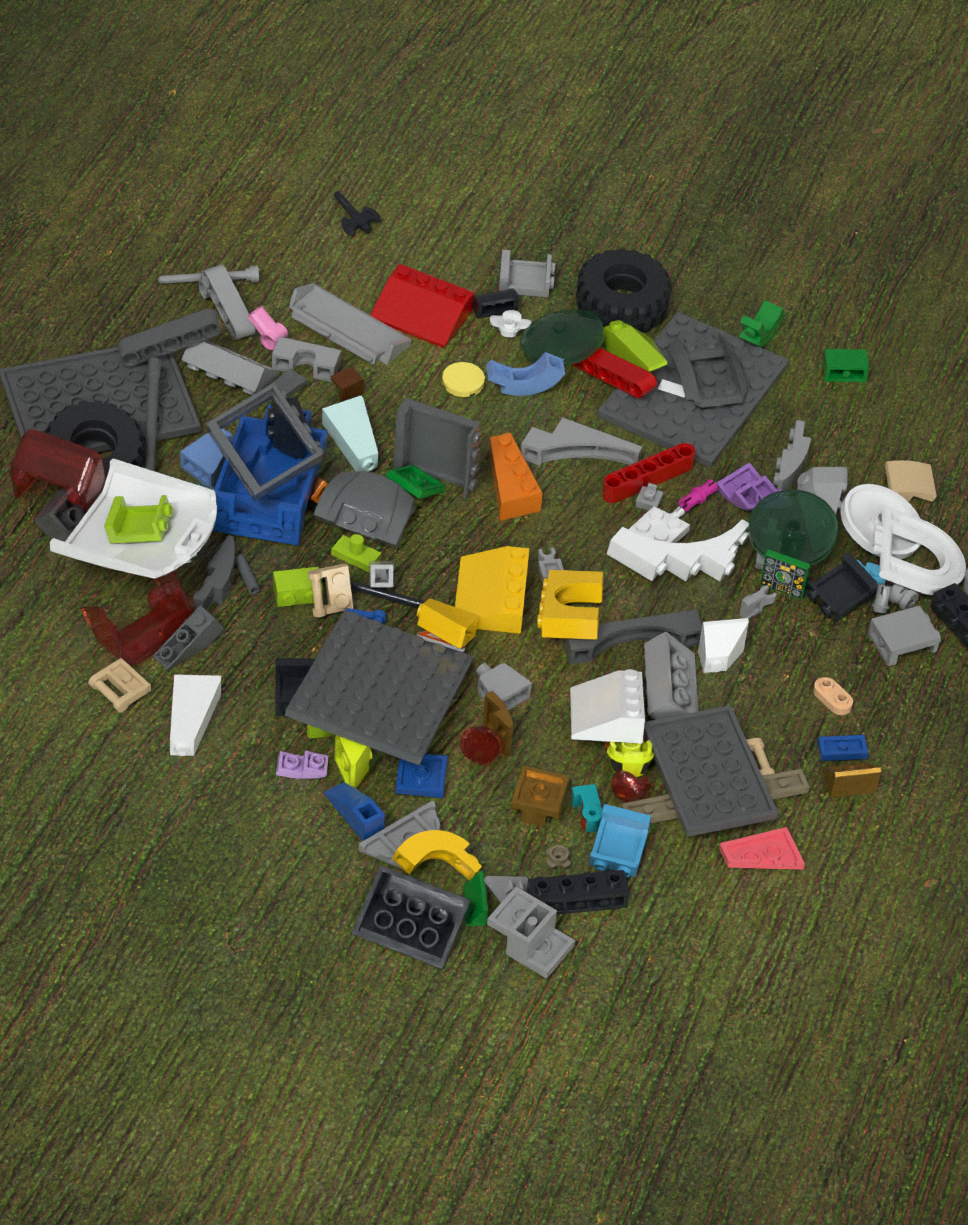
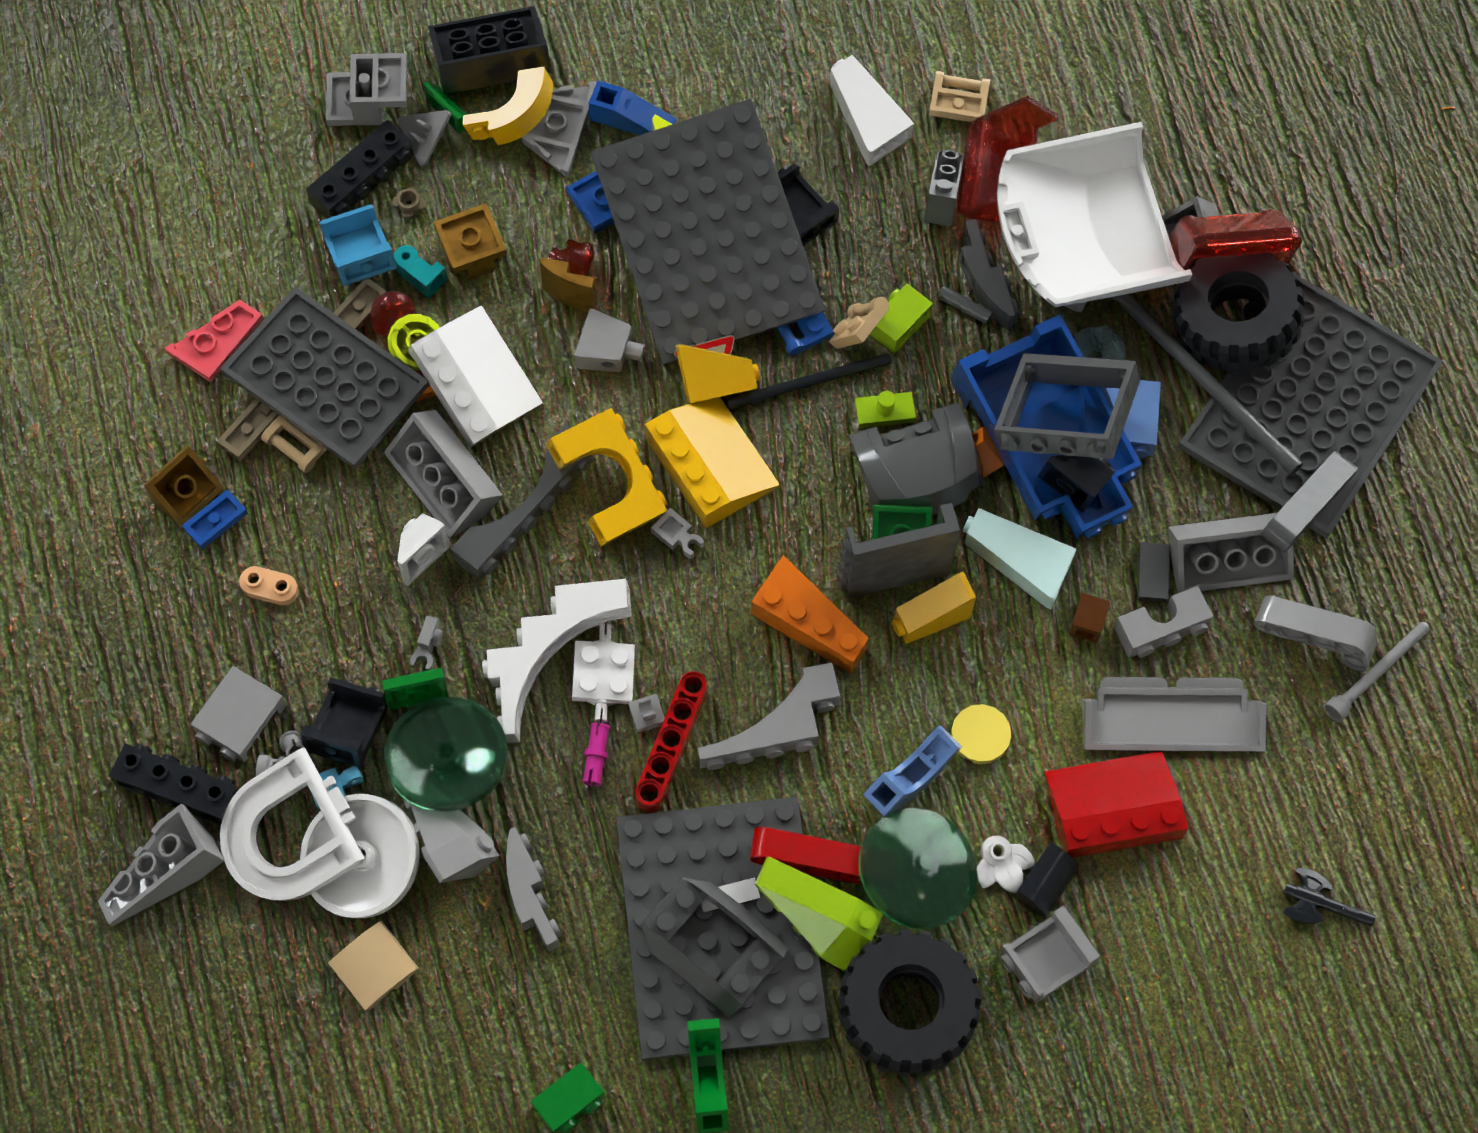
camera: 145 degrees right, 20 degrees up
(137, 523) = (1100, 232): lime panel -> none
(267, 327) = (1233, 627): bright pink piece -> none
(381, 573) = (831, 385): light grey brick -> none
(745, 487) = (542, 808): medium lavender slope -> none

